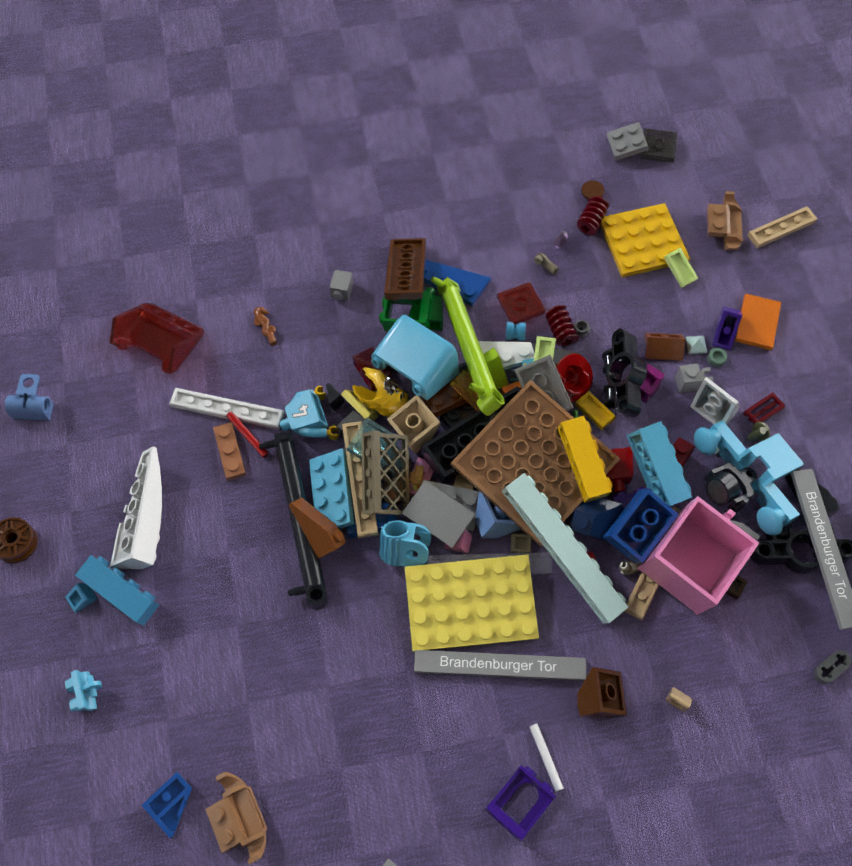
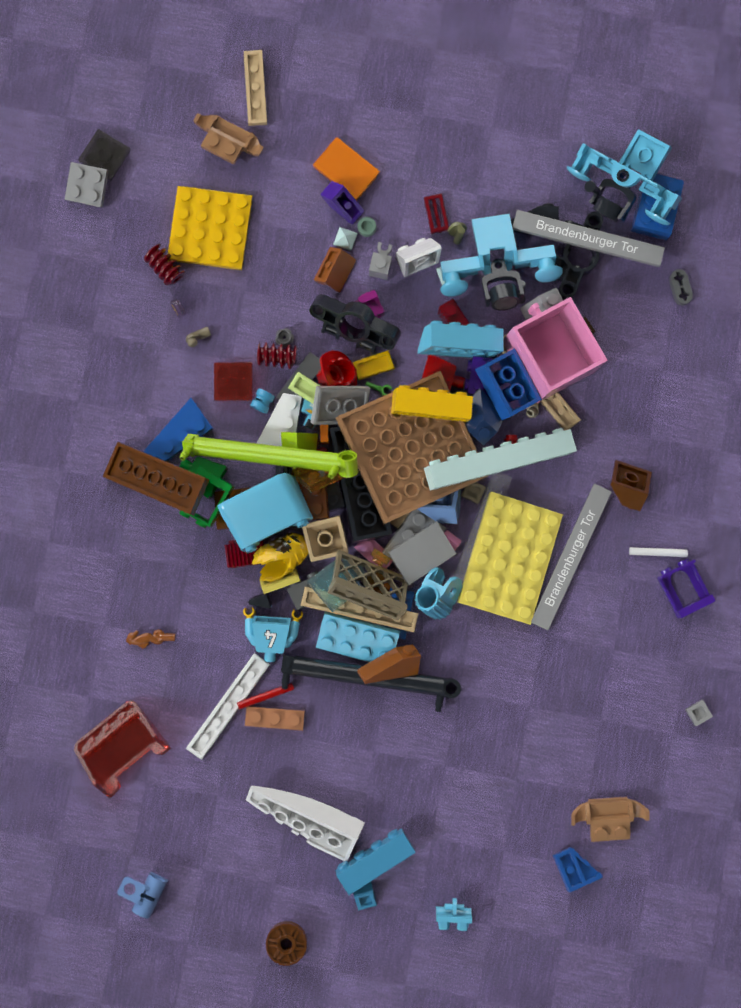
camera: 70 degrees left, 20 degrees up
(341, 285) = (138, 547): light grey brick -> none
(592, 188) = (130, 248): reddish brown piece -> none
(679, 699) = (656, 423): tan slope -> none
(680, 267) = (259, 210): yellowish green tile -> none

